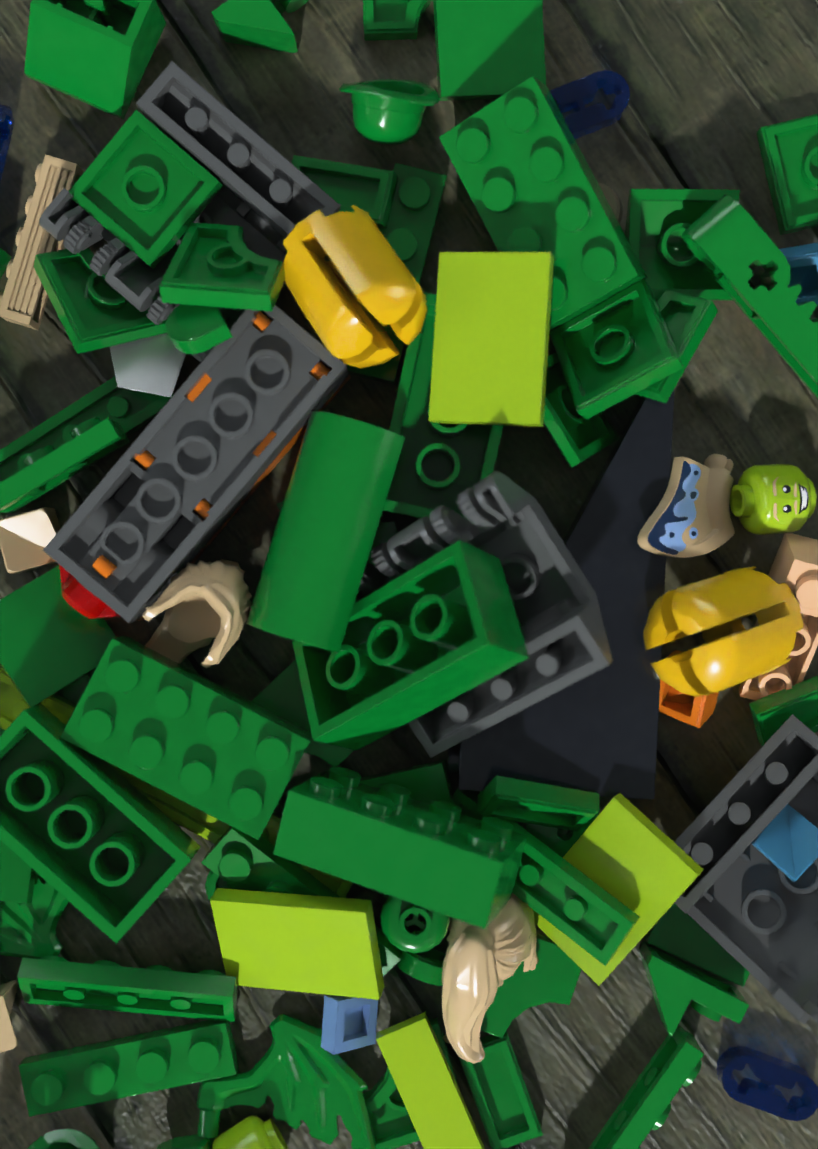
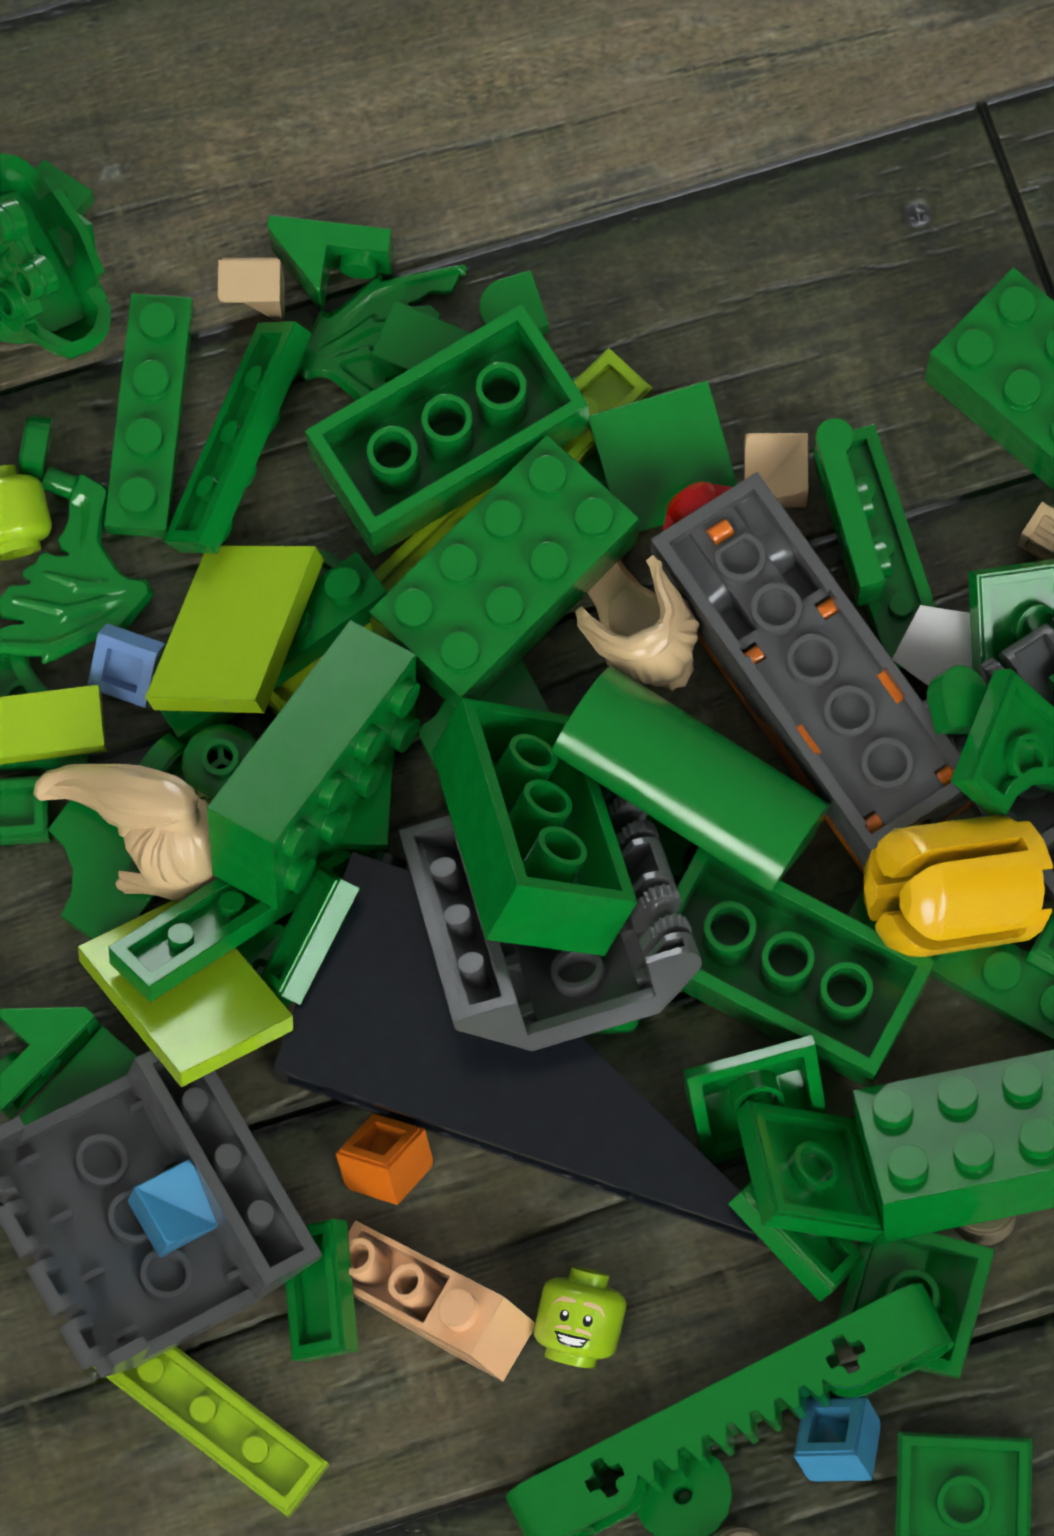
camera: 115 degrees right, 15 degrees down
(491, 338) = (855, 1017): lime tile -> none
(693, 511) = (593, 1213): tan arm -> none
(730, 649) = (412, 1198): yellow cylinder -> none

